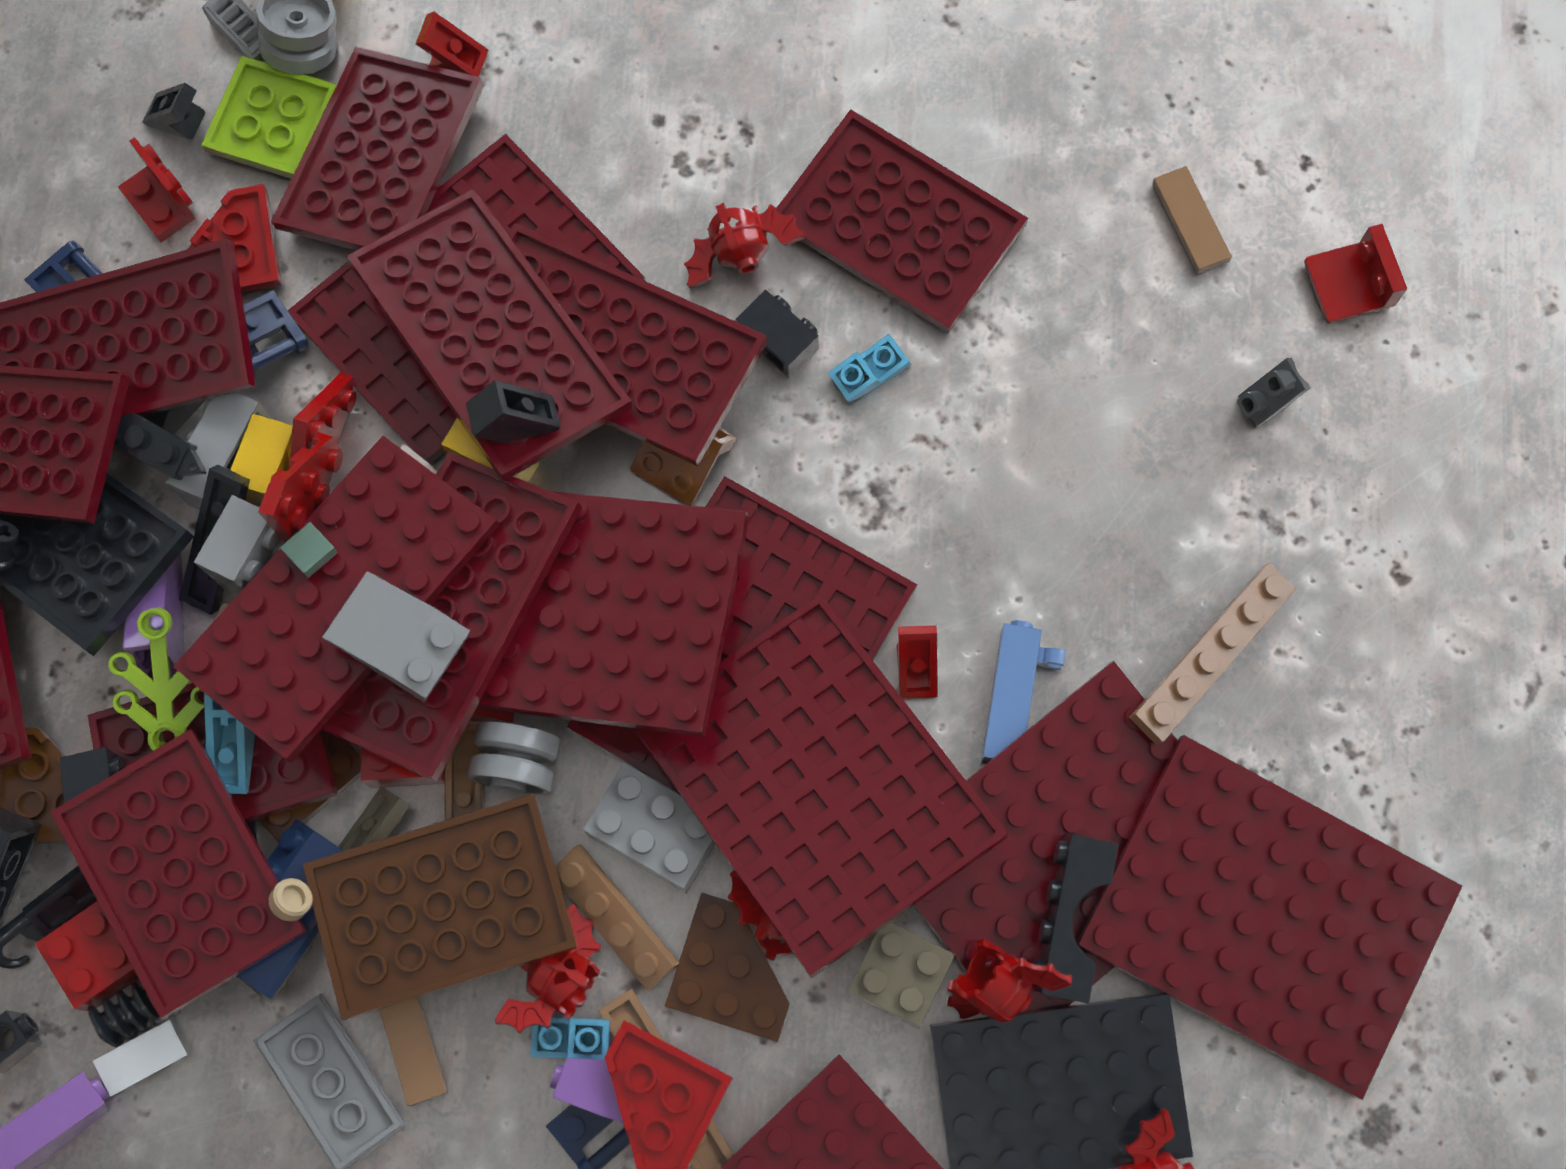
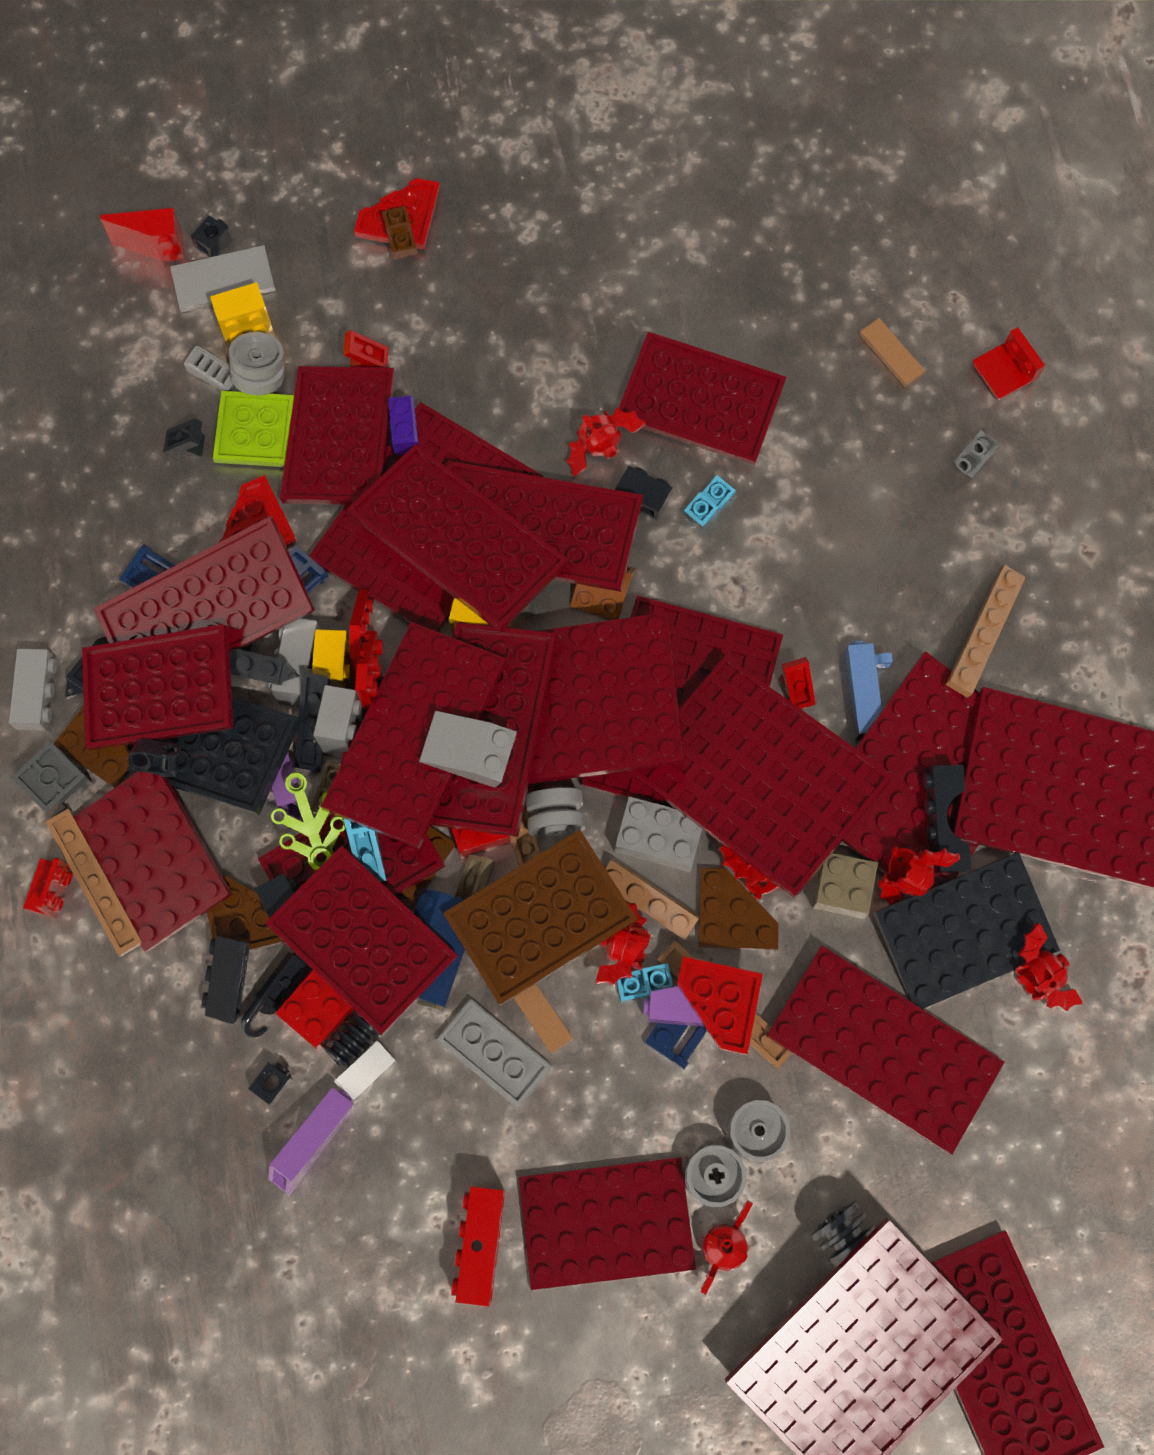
camera: 20 degrees left, 0 degrees up
(157, 195) = (192, 498): red bracket -> none
(290, 899) = (443, 937): tan tile -> none
(309, 550) = (389, 707): sand green tile -> none
(468, 157) = (403, 424): none -> dark purple brick
(511, 413) = (495, 585): black slope -> none

